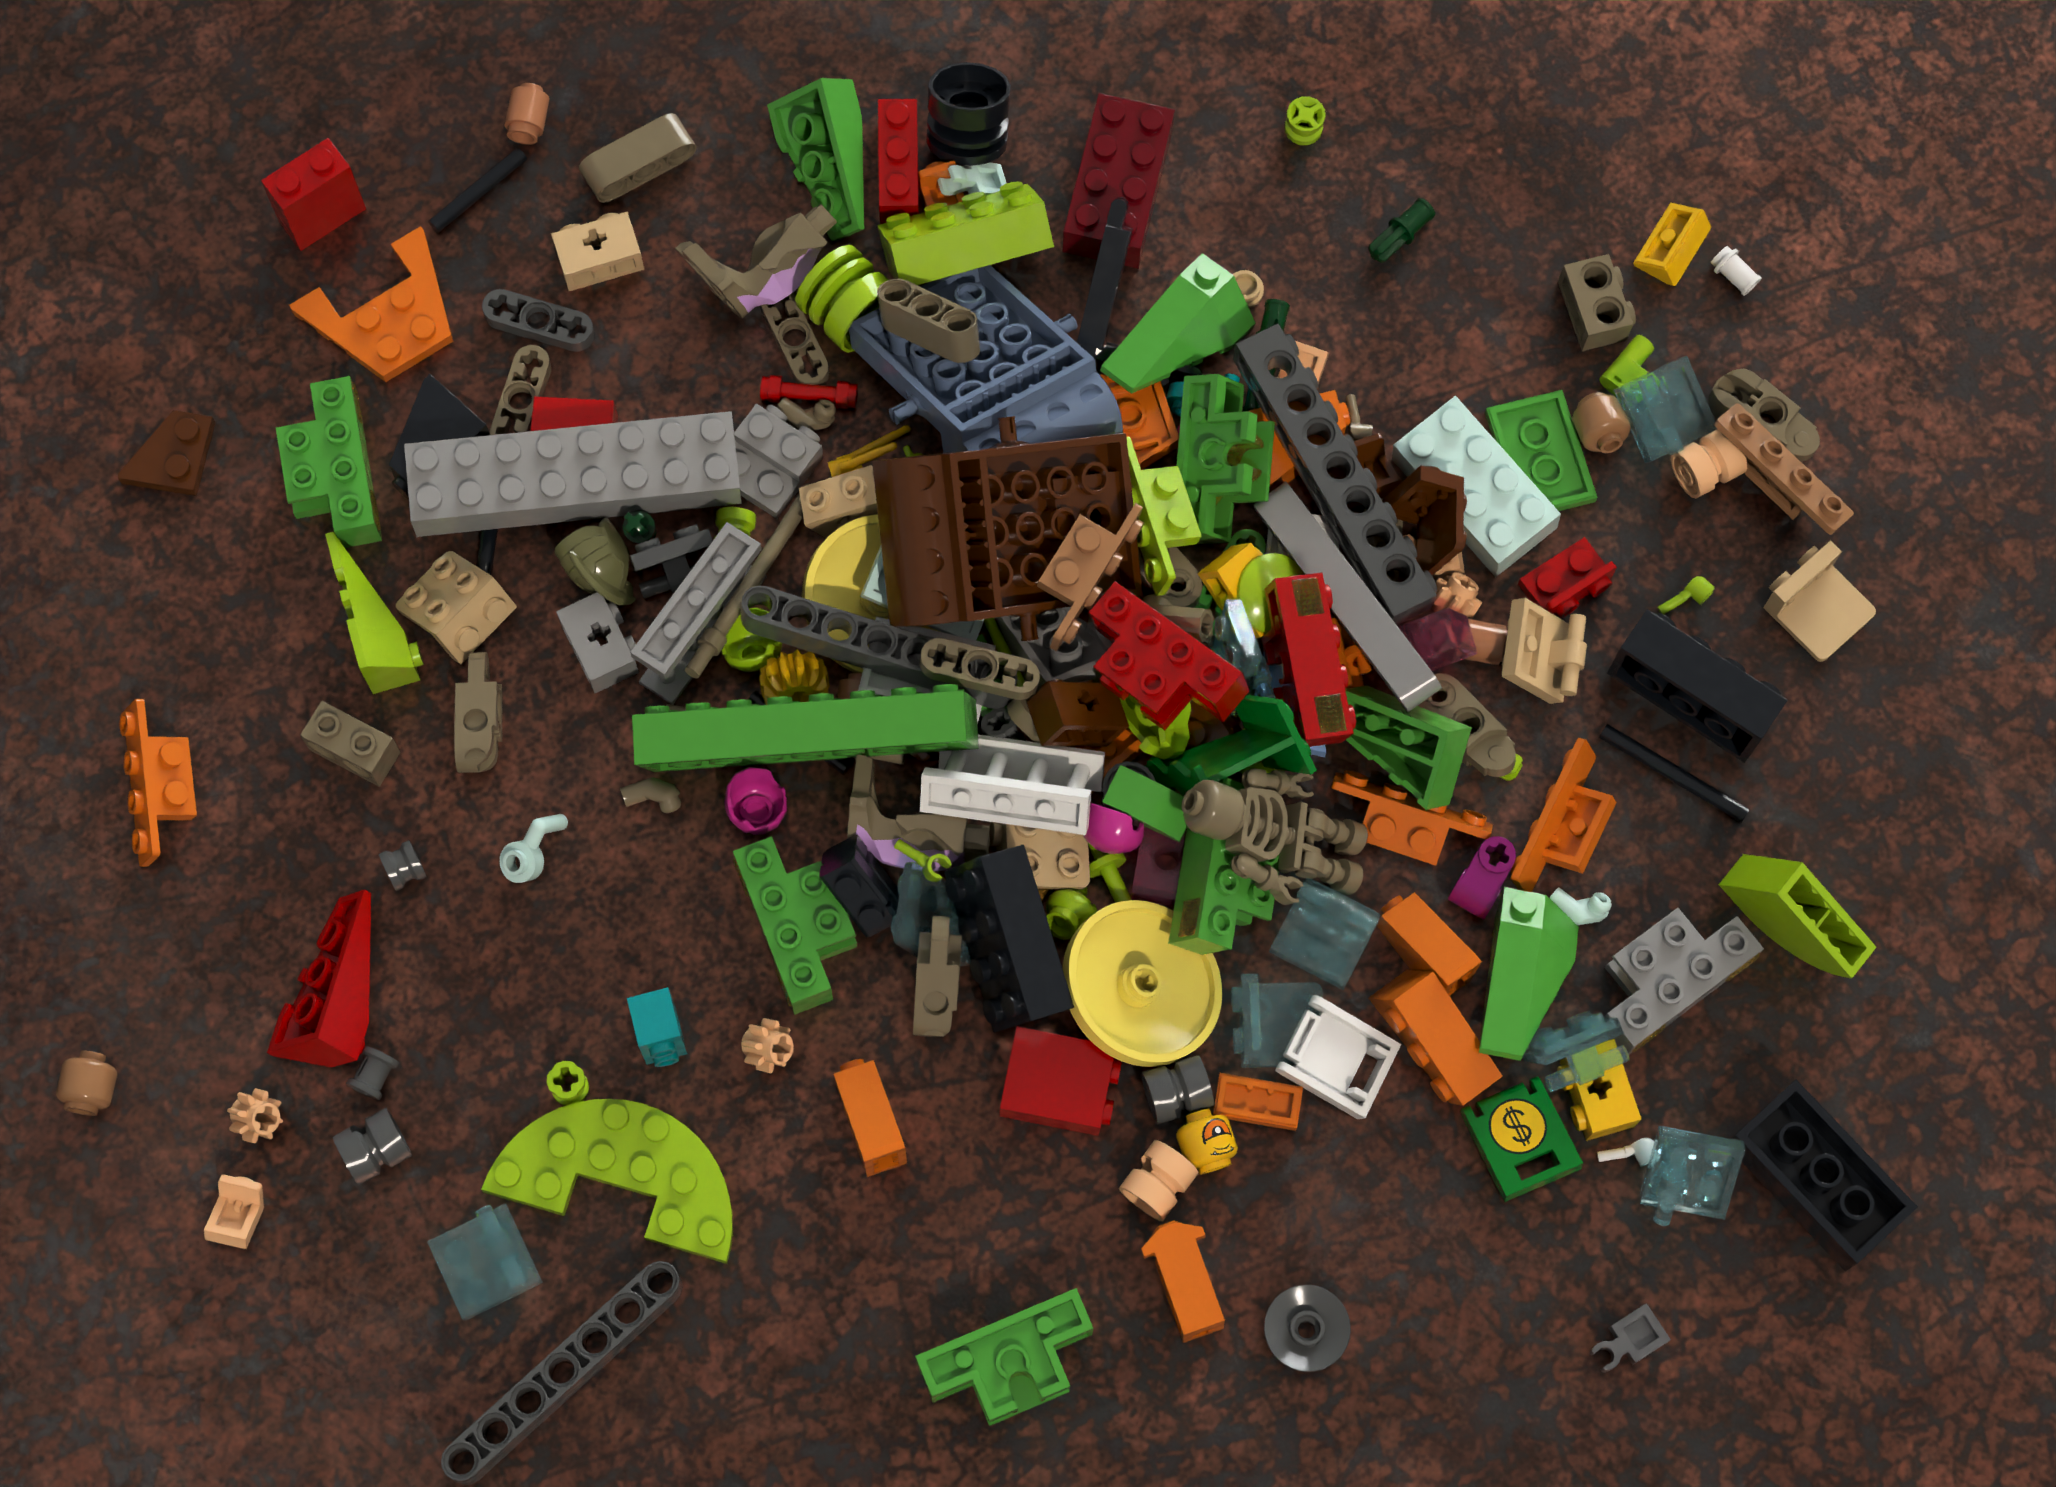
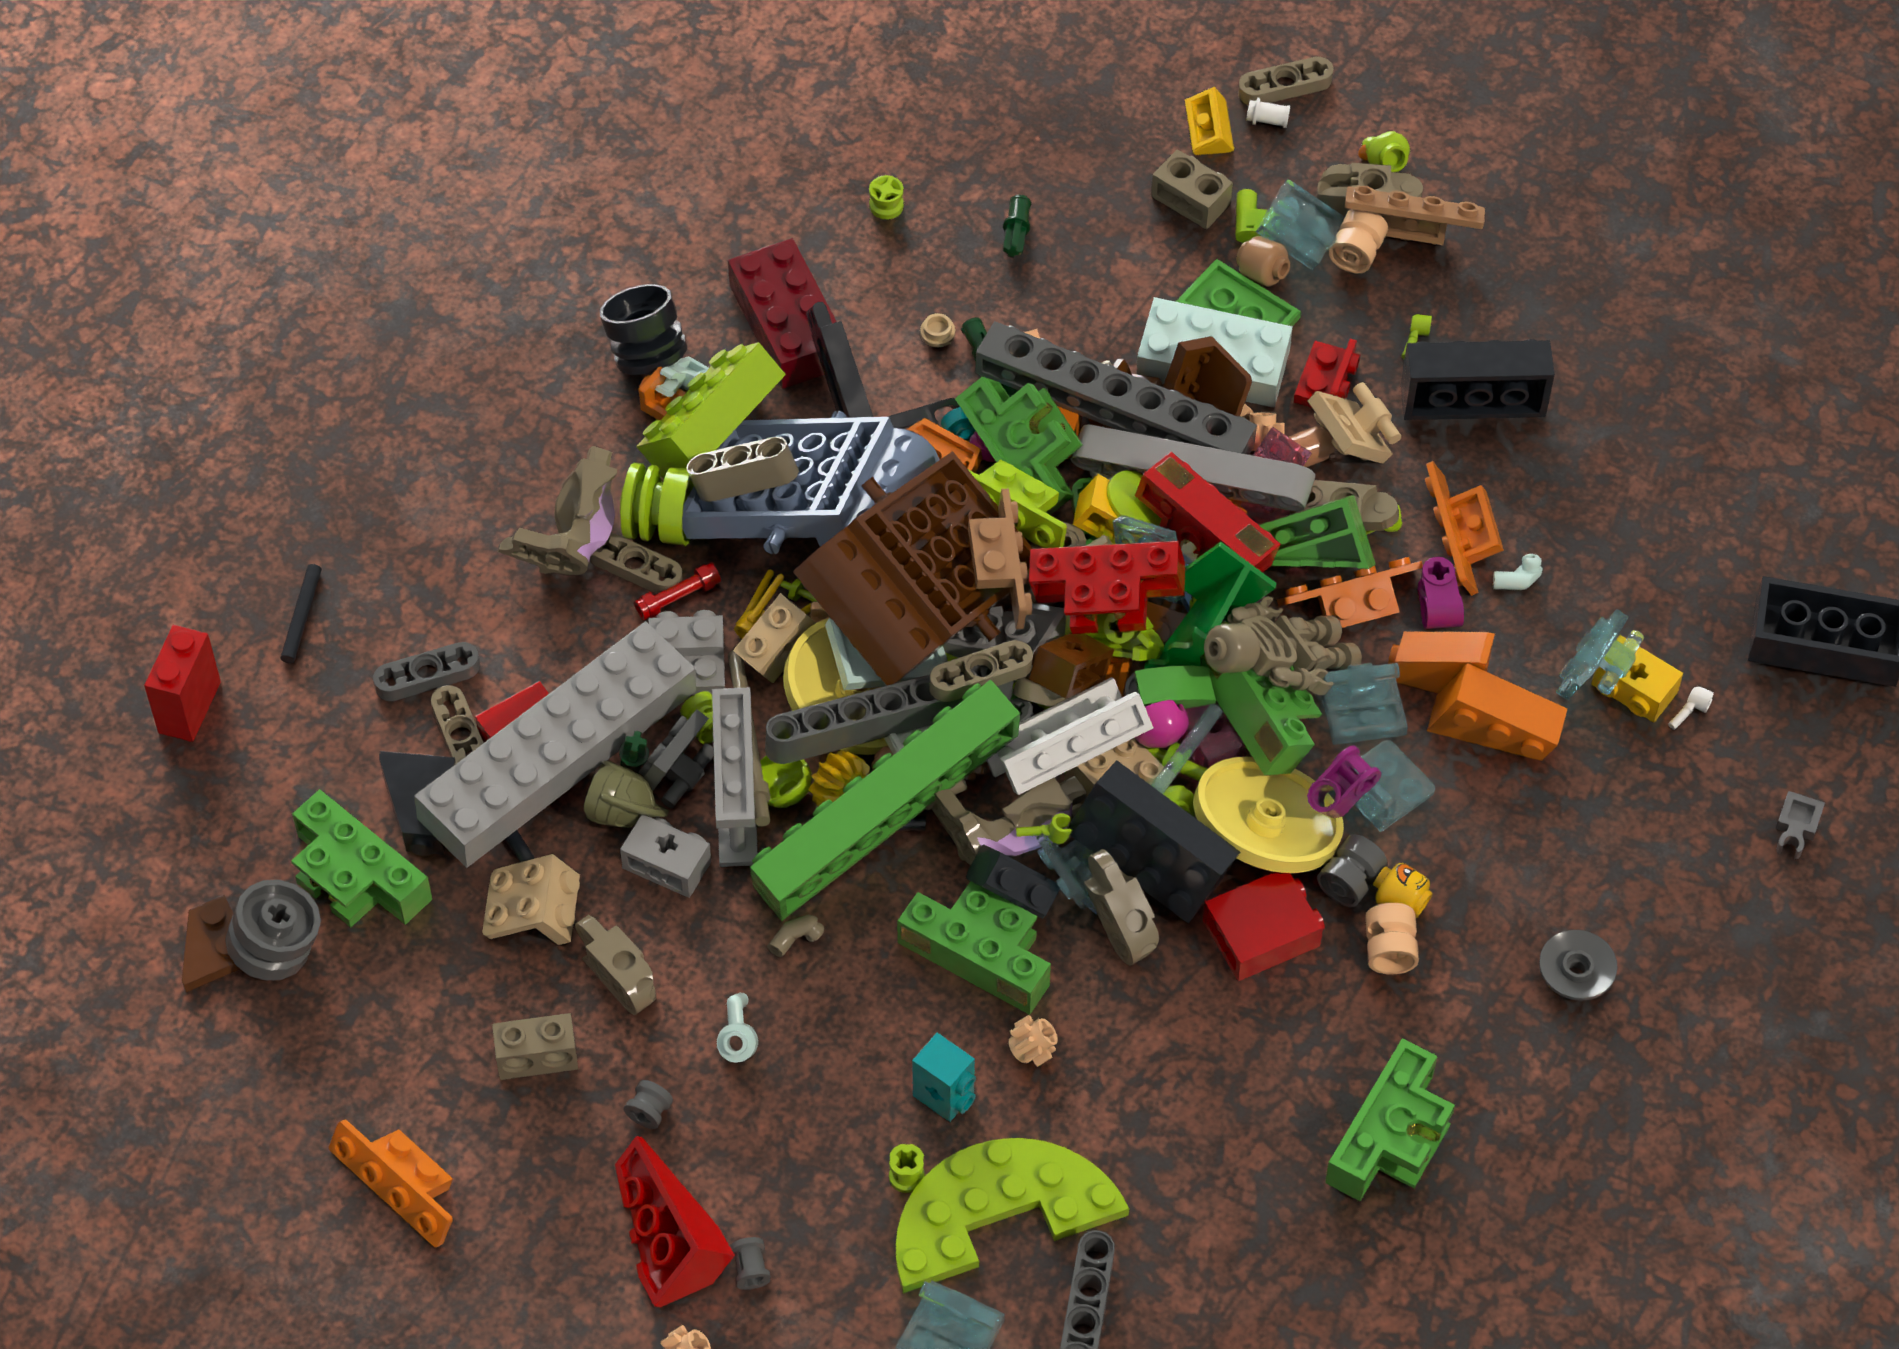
camera: 35 degrees left, 15 degrees down
(217, 457) = (272, 929): none -> dark grey wheel
(372, 1146) = (798, 1306): dark grey wheel -> none
(377, 638) = (483, 955): lime wedge -> none
(393, 327) = (315, 747): orange wing -> none
(526, 113) = (297, 536): nougat brick -> none
(615, 258) = (434, 594): tan brick -> none
(637, 157) = (410, 514): dark tan beam -> none
(755, 801) = (880, 884): dark pink hair -> none
(815, 418) = (700, 600): dark tan arm -> none
(825, 142) = (546, 419): bright green wedge -> none
(870, 1117) = (1153, 1036): orange slope -> none
(898, 157) = (611, 395): red brick -> none
(1108, 871) = (1187, 748): none -> clear light blue bar
(1185, 1279) = (1470, 990): orange piece -> none
(1189, 322) = (921, 372): bright green wedge -> none
(1228, 1006) = (1346, 782): none -> magenta piece
(1258, 1101) = (1416, 841): orange plate -> none
(1329, 1052) = (1434, 776): white container -> none
(1517, 1130) = (1603, 743): green container -> none
(1527, 965) = (1521, 630): bright green wedge -> none
(1672, 971) = (1619, 566): light grey piece -> none
(1674, 773) = (1505, 451): black bar -> none
(1690, 1174) = (1745, 686): clear light blue plate -> none
(1797, 239) = (1295, 70): none -> dark tan beam
(1798, 913) = (1669, 475): lime brick -> none
(1814, 387) = (1386, 149): none -> lime animal
(1818, 603) = (1508, 284): tan bracket -> none

